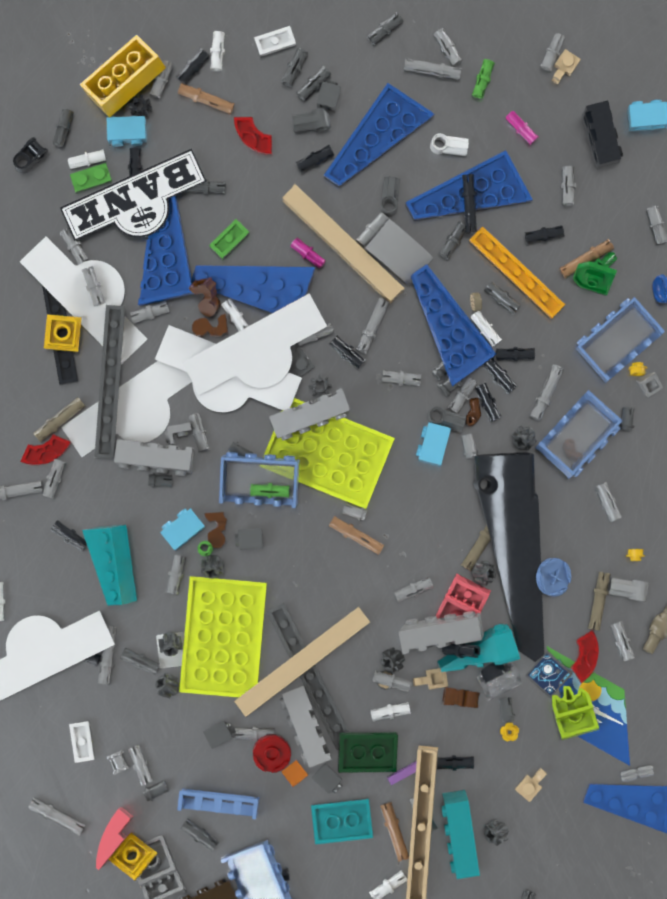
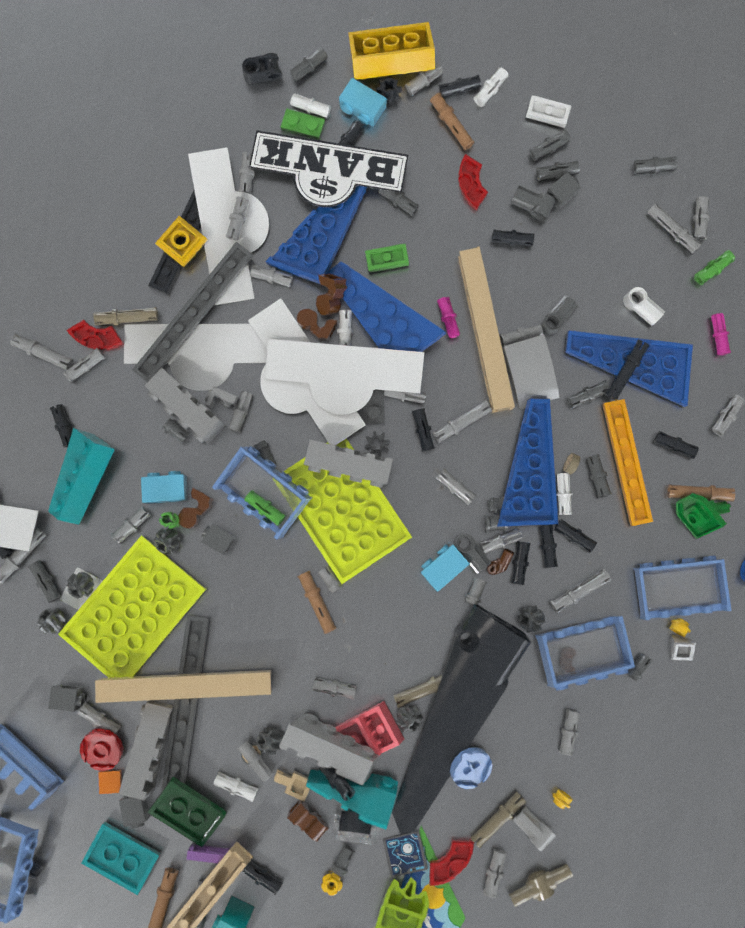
camera: 40 degrees right, 0 degrees up
(383, 126) = (593, 250): blue wing -> none

